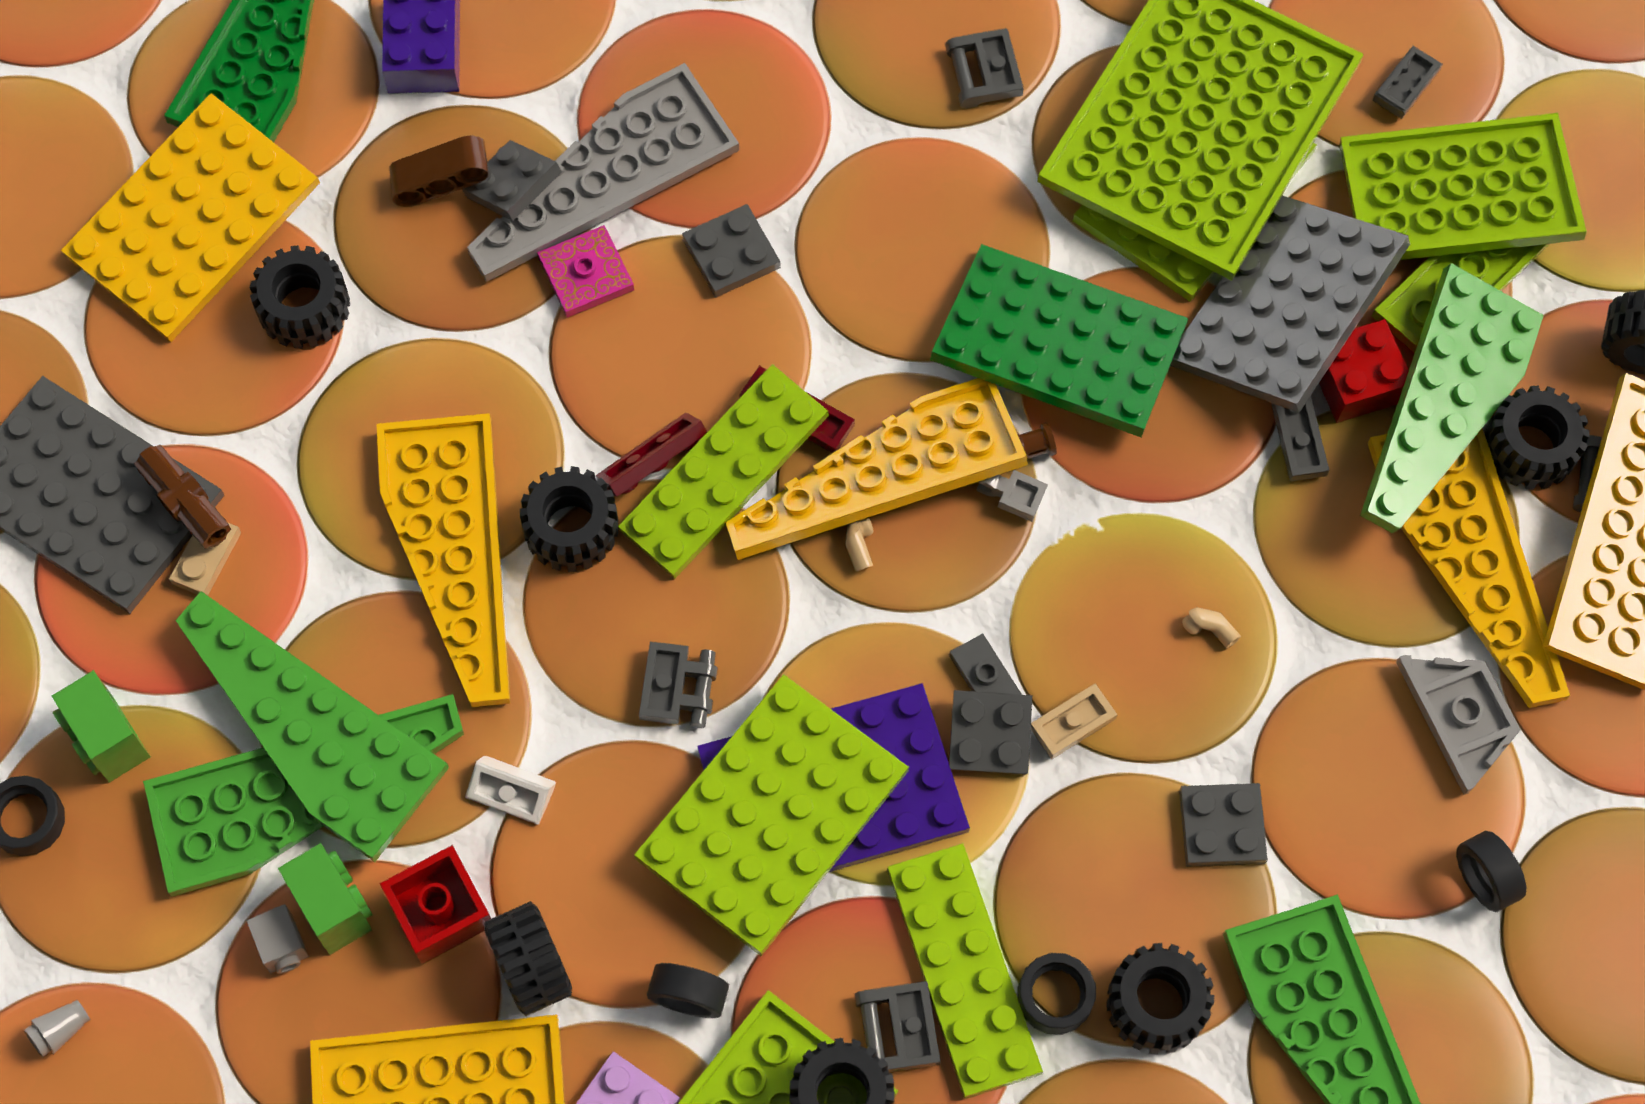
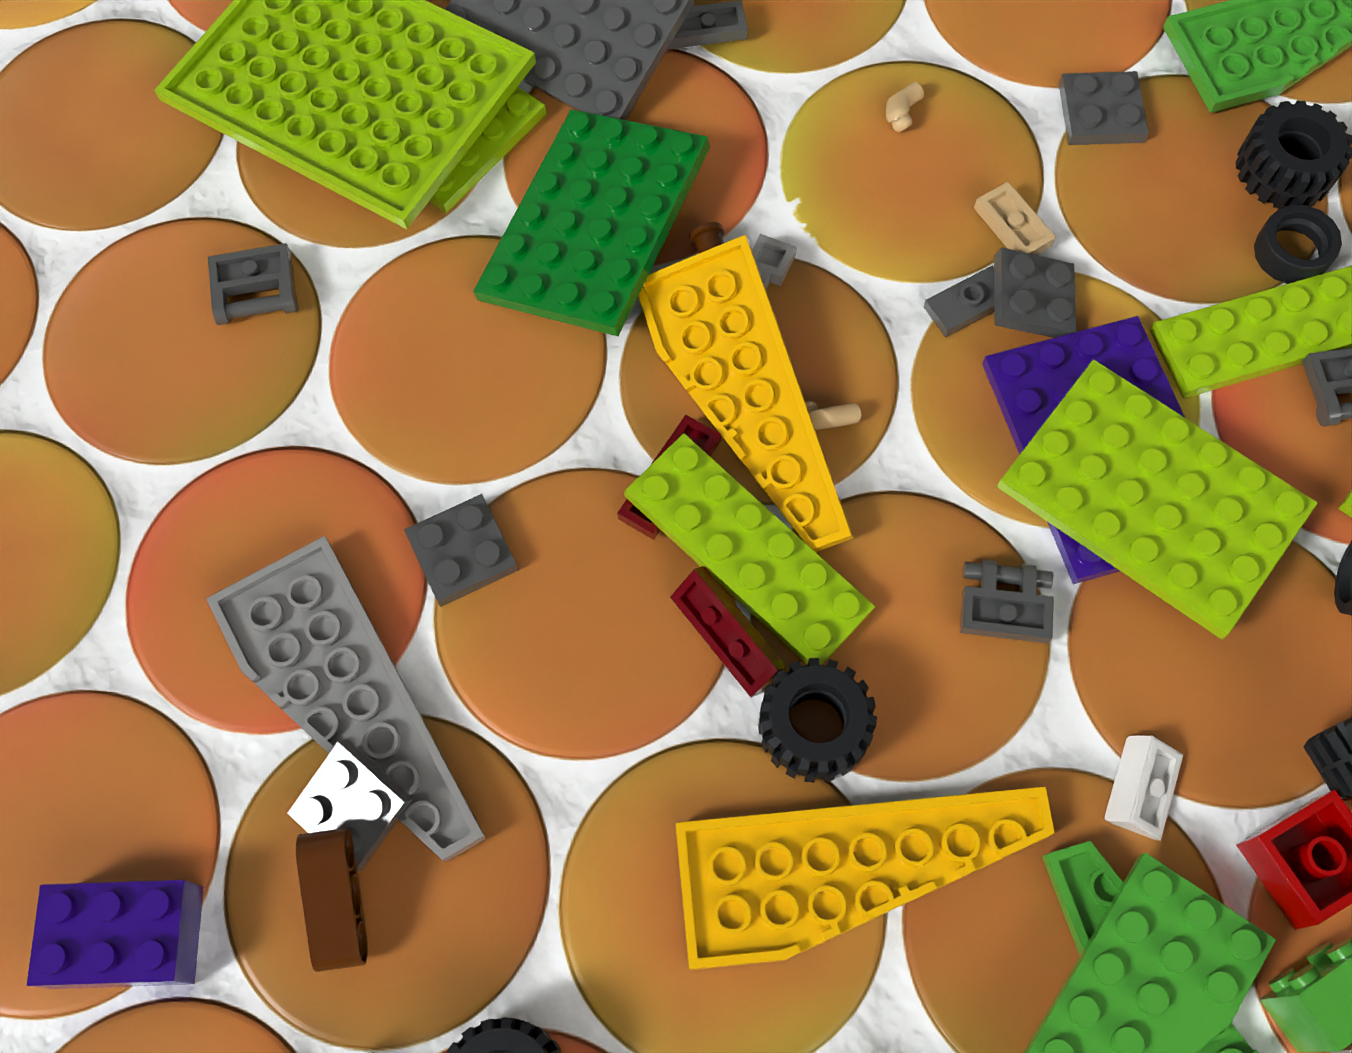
camera: 85 degrees left, 0 degrees up
(585, 271) = (478, 716): dark pink plate -> none

